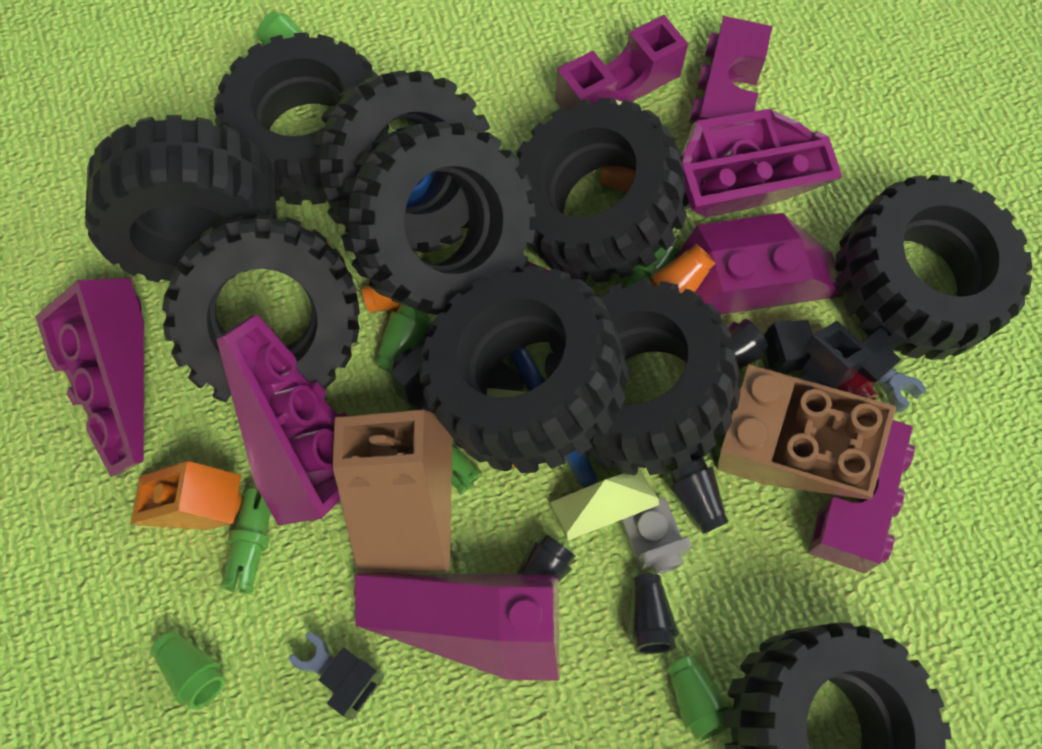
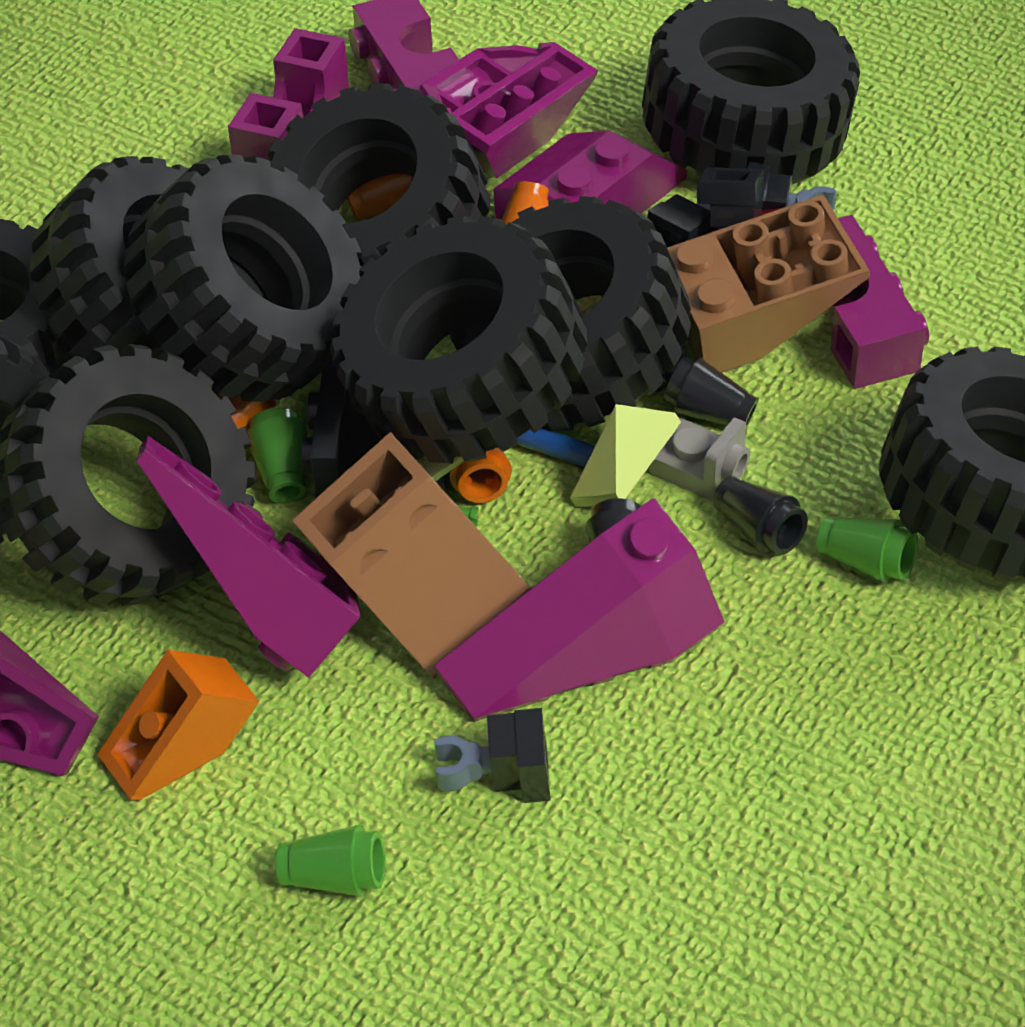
camera: 35 degrees left, 20 degrees down
(247, 543) = (288, 719): bright green pin -> none

